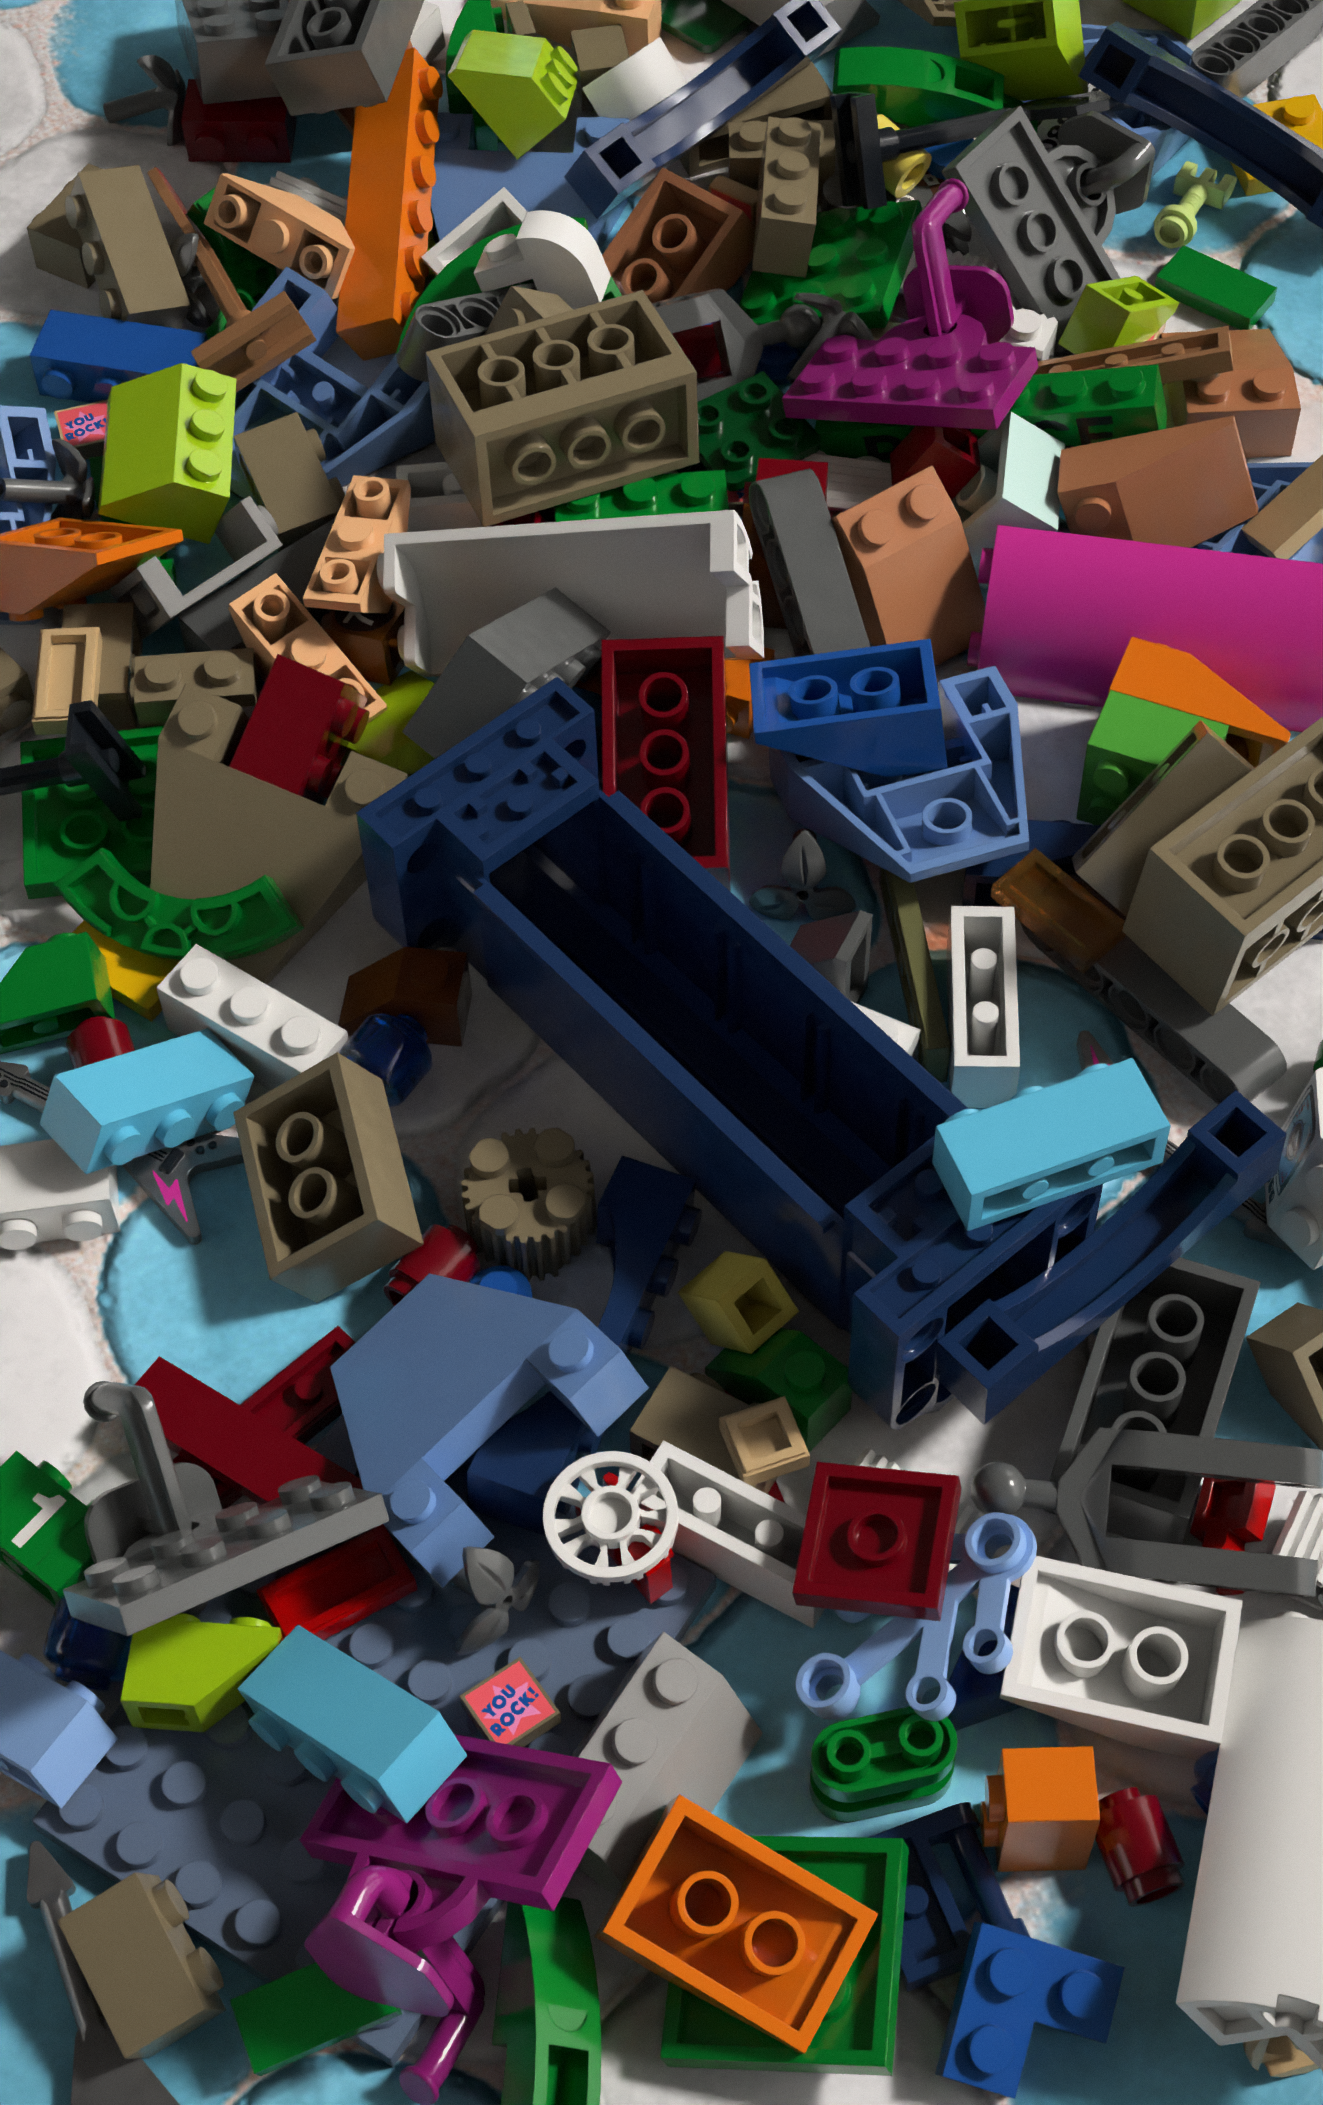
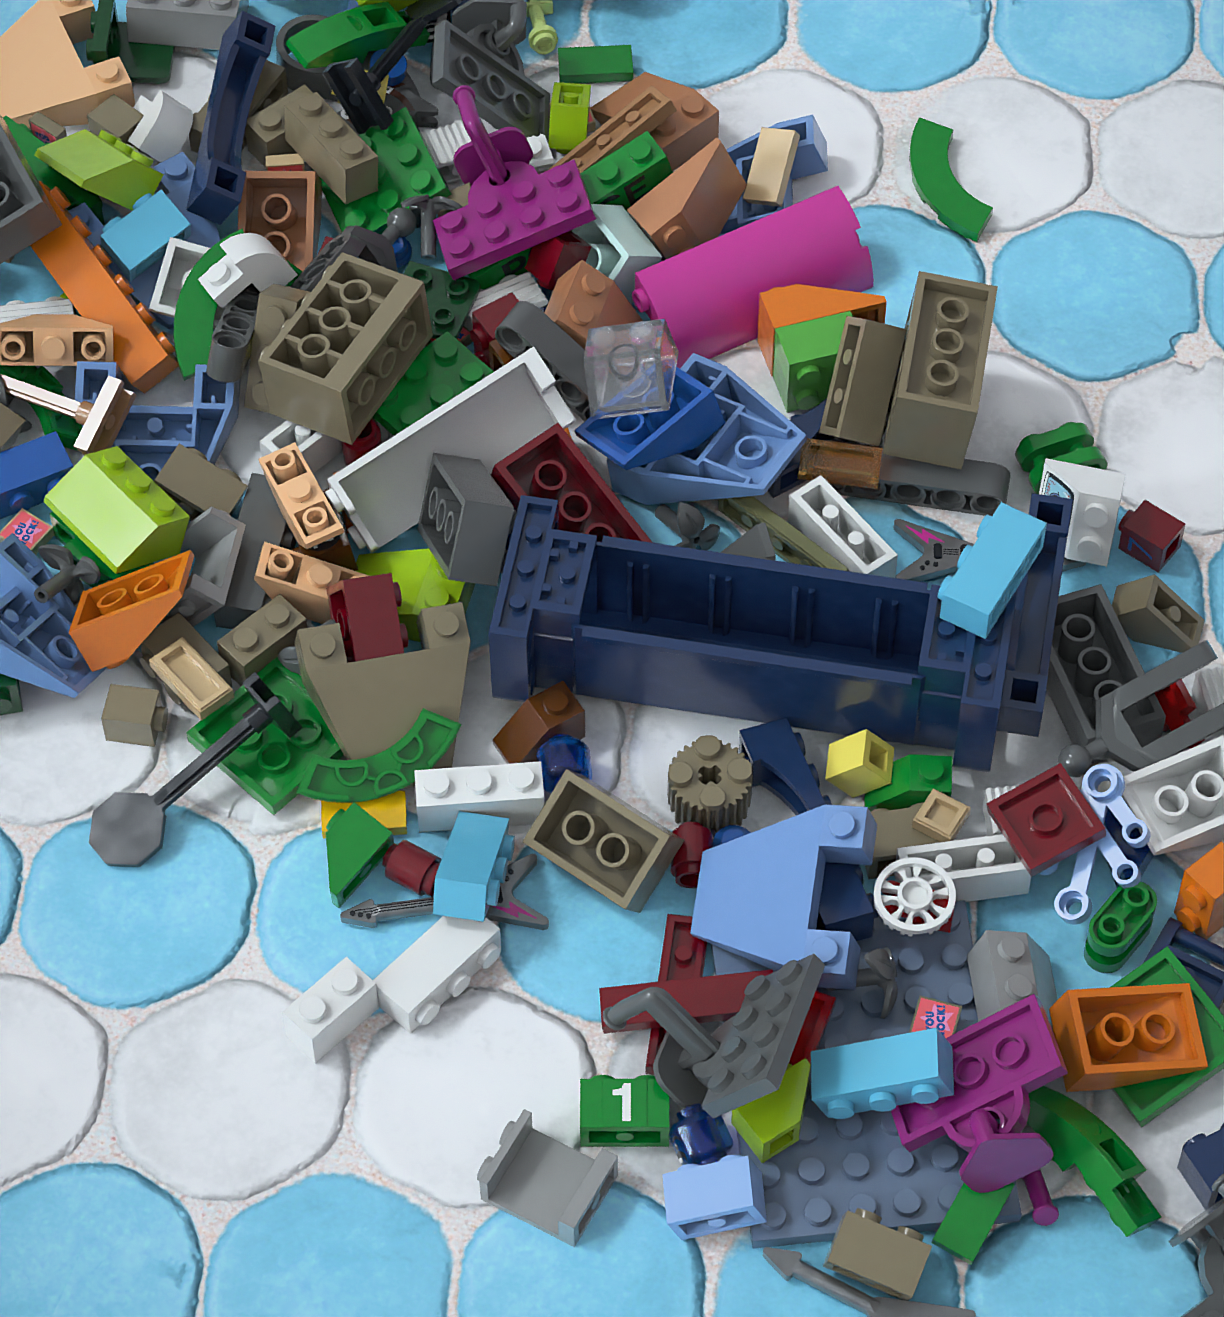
camera: 40 degrees left, 0 degrees up
(477, 168) = (144, 233): none -> medium azure brick
(868, 623) = (630, 368): none -> clear slope

